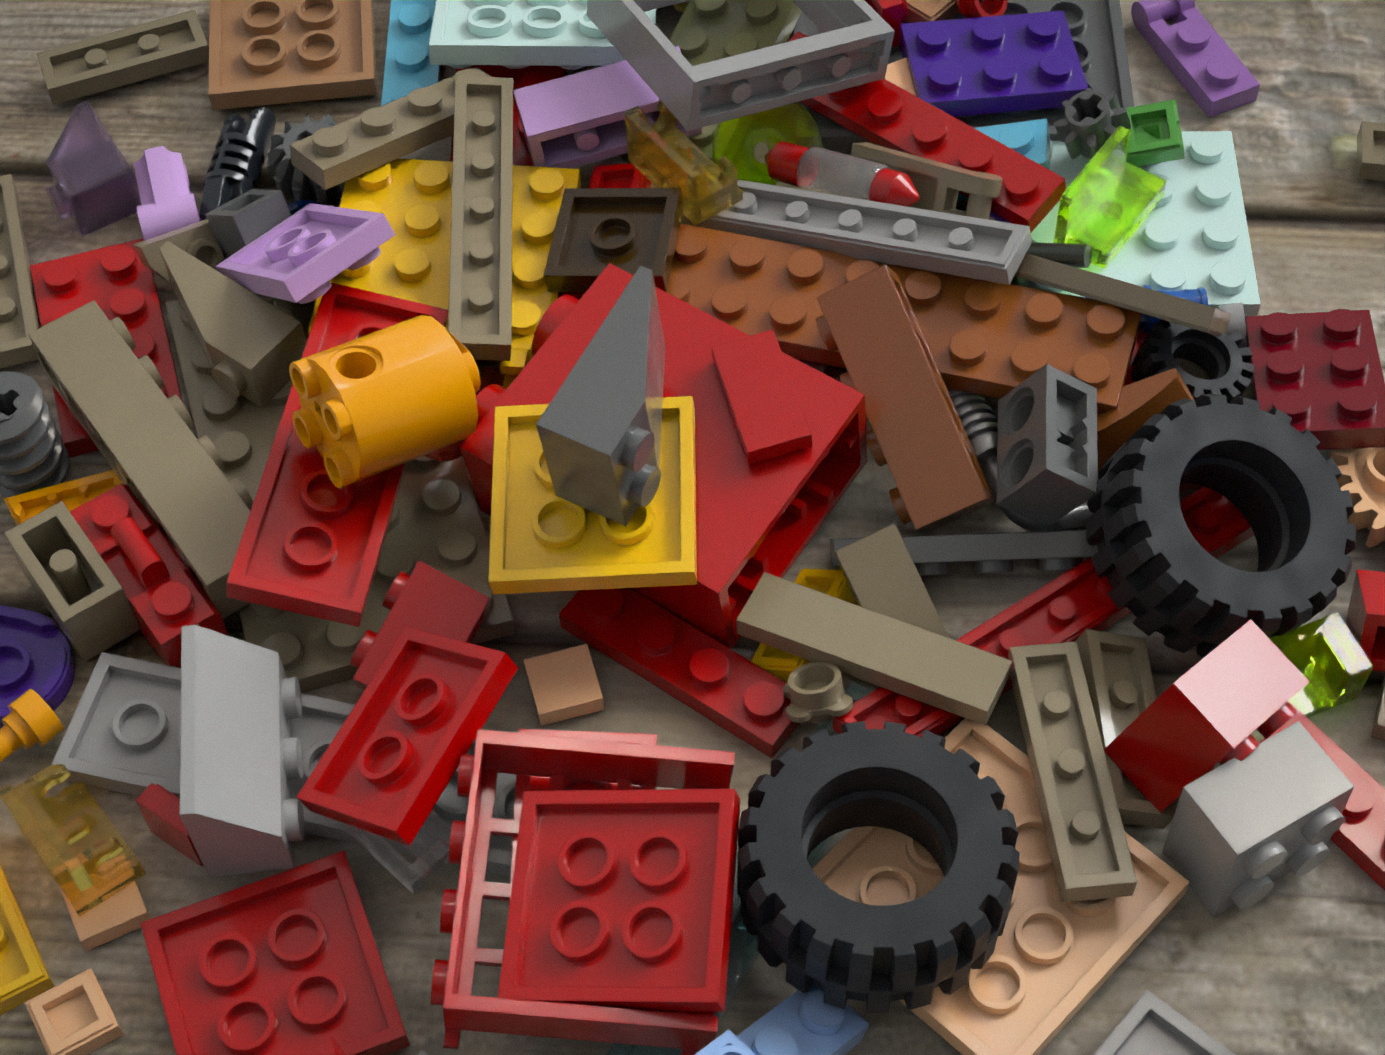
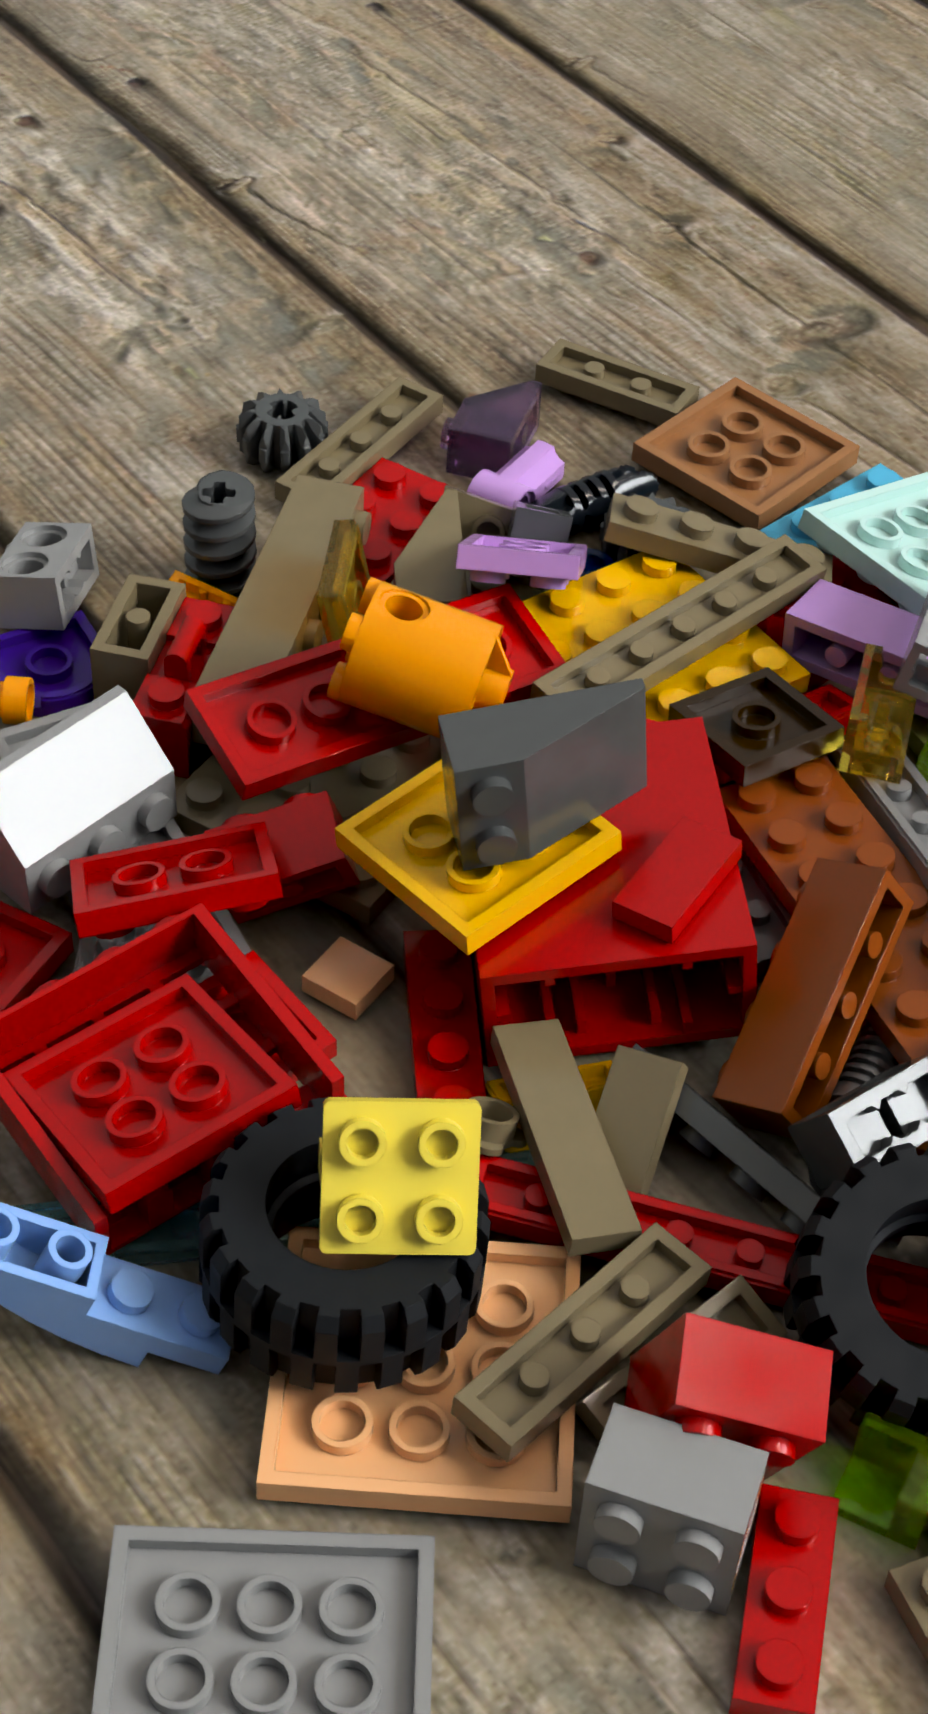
camera: 45 degrees right, 10 degrees down
(212, 400) = (342, 578): none -> clear yellow plate
(915, 781) = (399, 1176): none -> light yellow bracket

